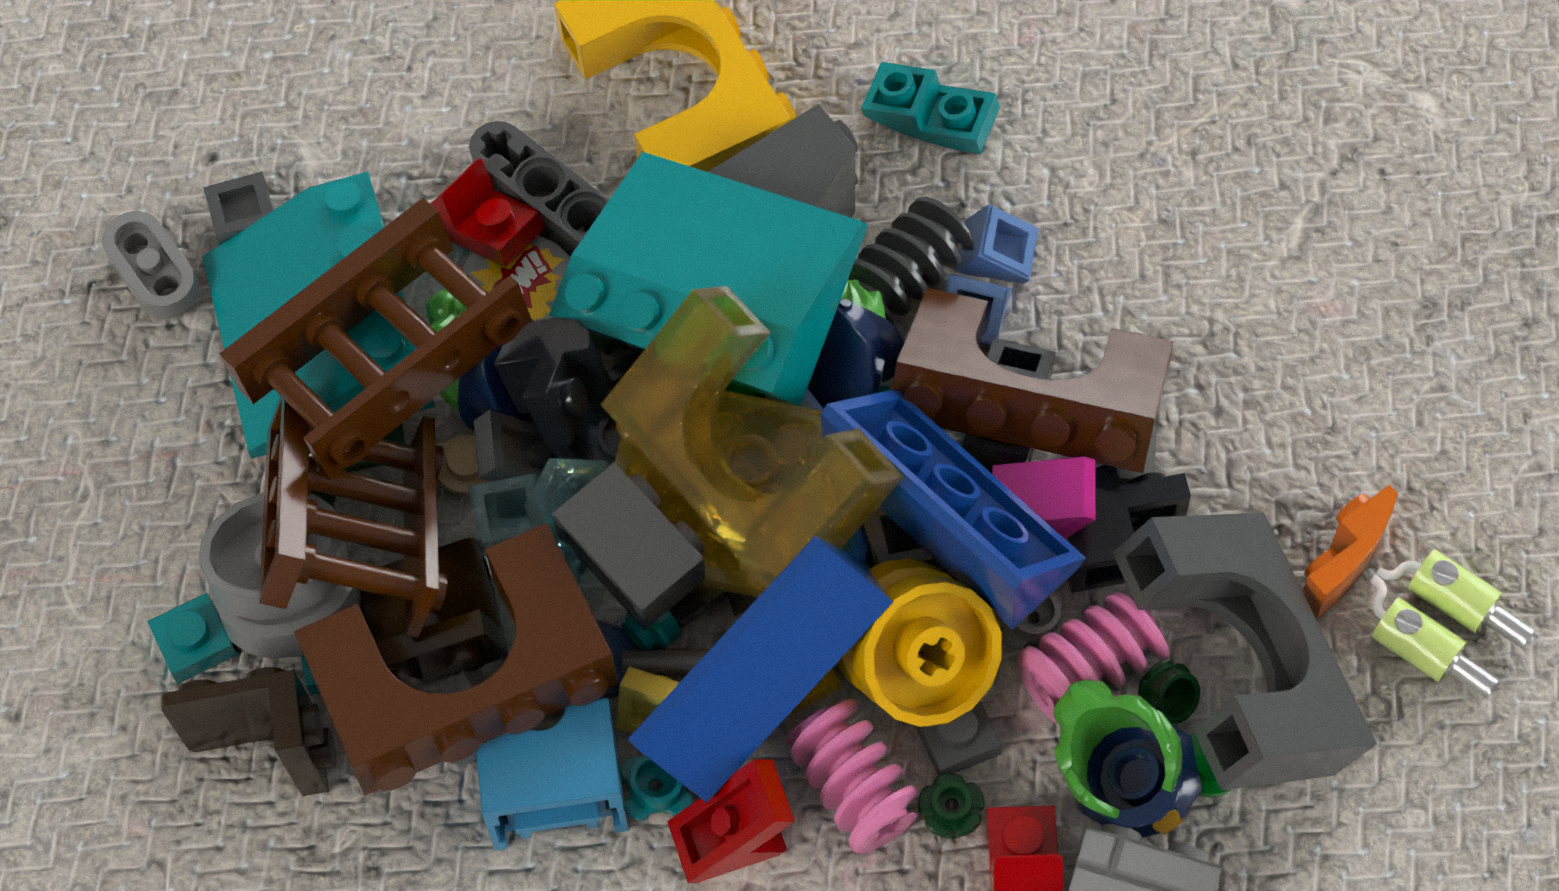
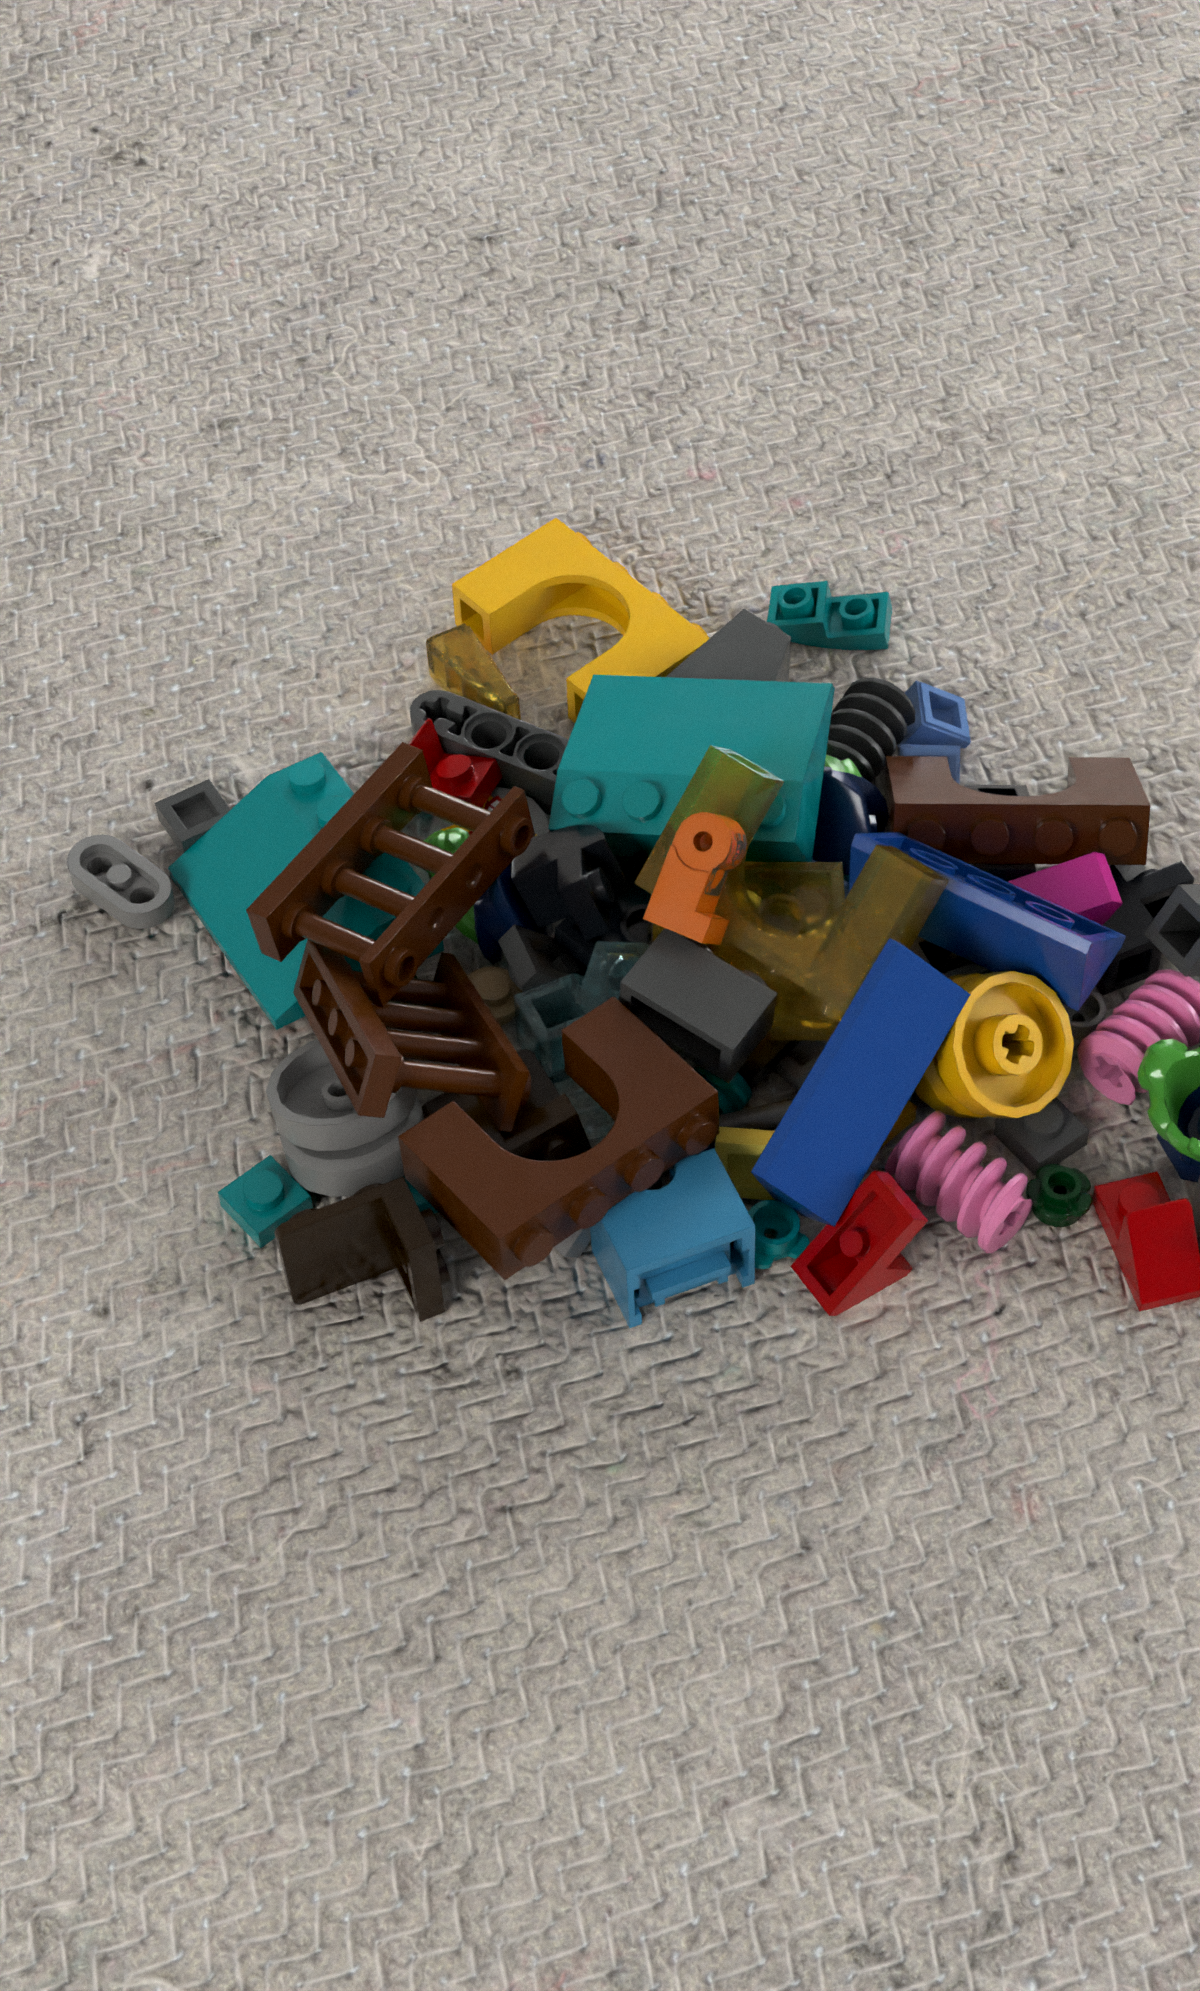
camera: 15 degrees left, 10 degrees down
(546, 100) = (466, 669): none -> clear yellow slope
(648, 424) = (694, 876): none -> orange leg

